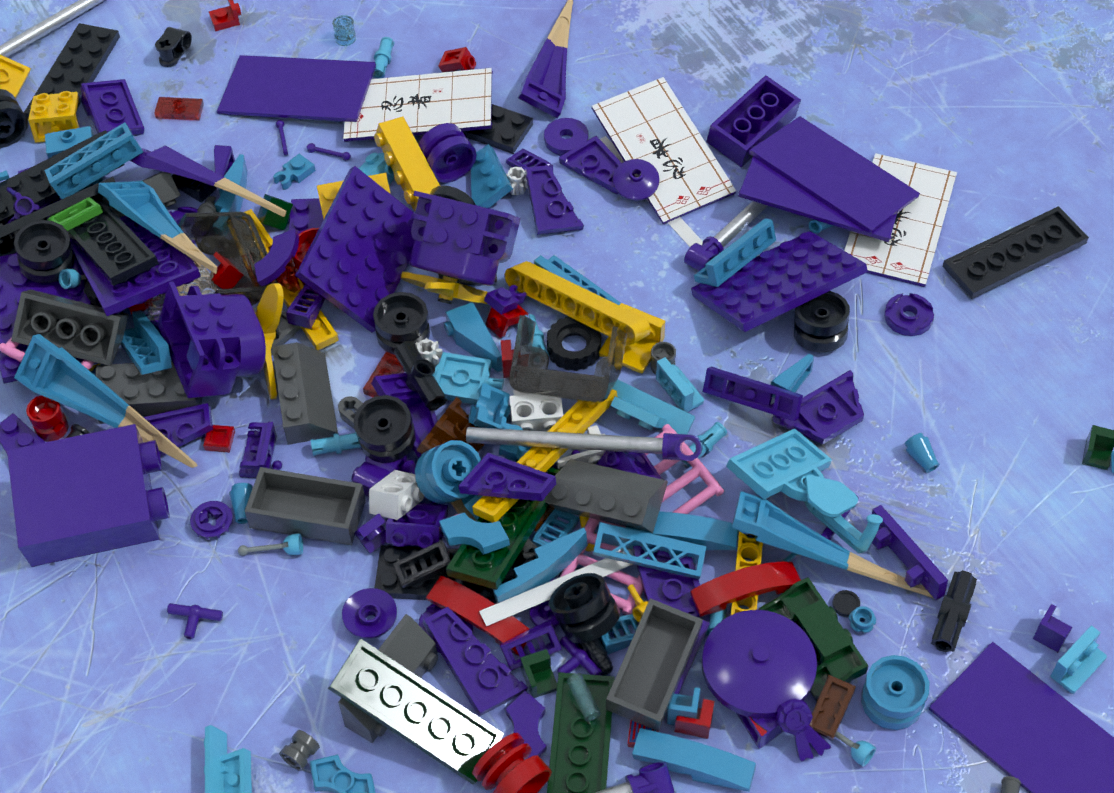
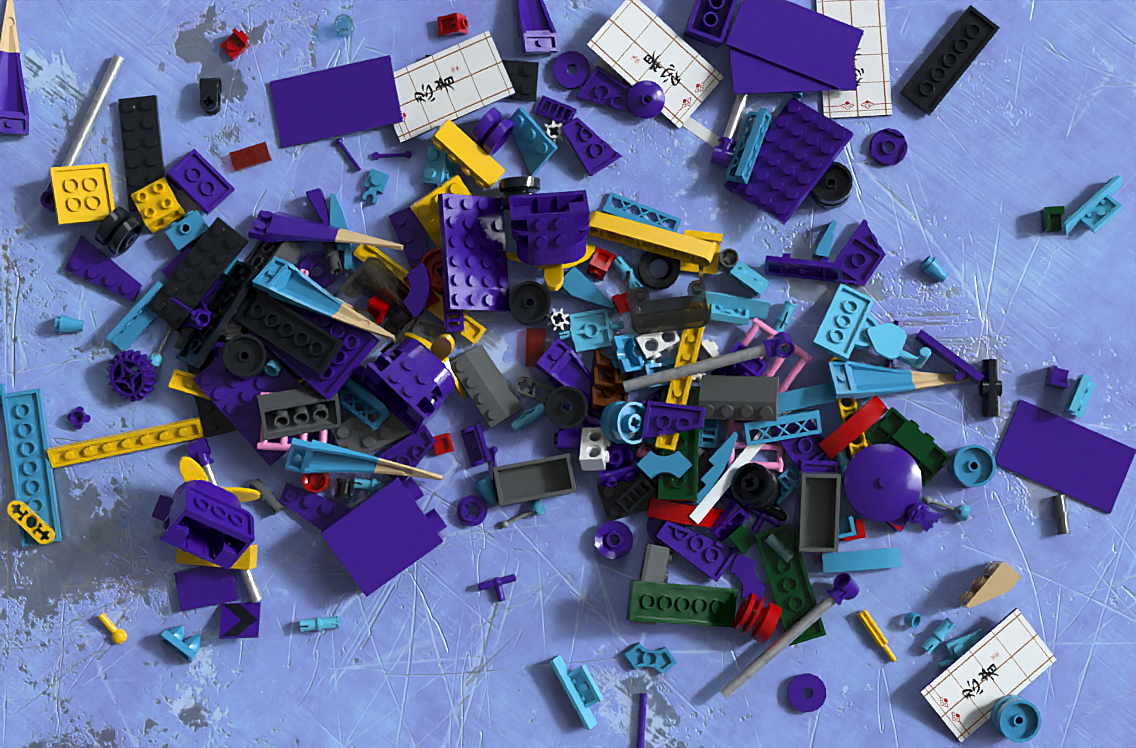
camera: 25 degrees left, 30 degrees up
(77, 214) = (249, 315): bright green tile -> none
(94, 162) = (233, 258): dark azure fence -> none
(272, 219) = (382, 229): dark green panel -> none
(298, 751) = (614, 650): dark grey wheel -> none
(372, 533) = (587, 481): dark purple bracket -> none
(383, 57) = (389, 41): medium azure pin -> none
(420, 375) = (558, 339): black piece -> none
(505, 300) = (595, 253): dark purple plate -> none
(641, 606) = (791, 466): yellow hand -> none
(831, 706) = (935, 491): reddish brown plate -> none
(845, 602) = (918, 406): black piece -> none
(862, 613) = (928, 416): dark azure plate -> none

